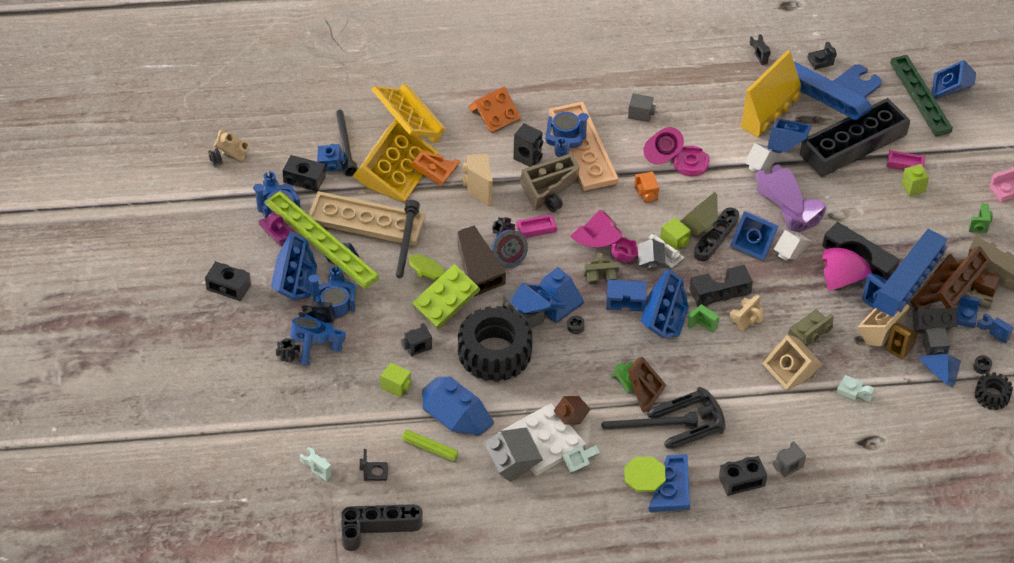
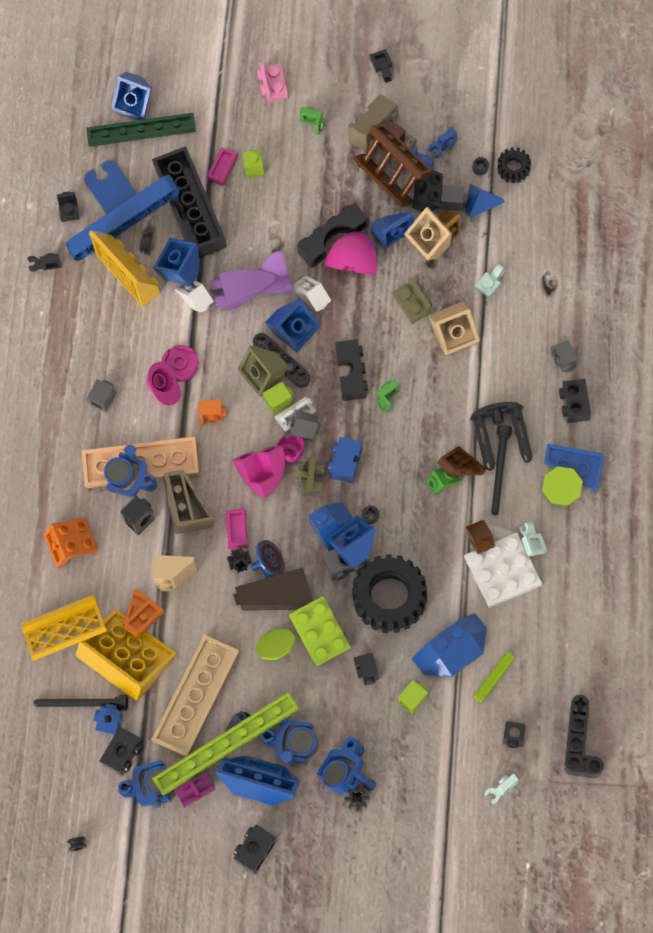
camera: 70 degrees left, 20 degrees up
(231, 145) = (69, 822): tan hips -> none
(319, 310) = (316, 758): black plate -> none
(411, 209) = (202, 647): black piece -> none
(513, 452) = (523, 599): dark grey slope -> none
(553, 202) = (213, 505): black bush -> none
(666, 306) = (371, 427): blue wedge -> none
(750, 312) = (392, 359): tan hips -> none
(911, 273) = (385, 195): blue brick -> none

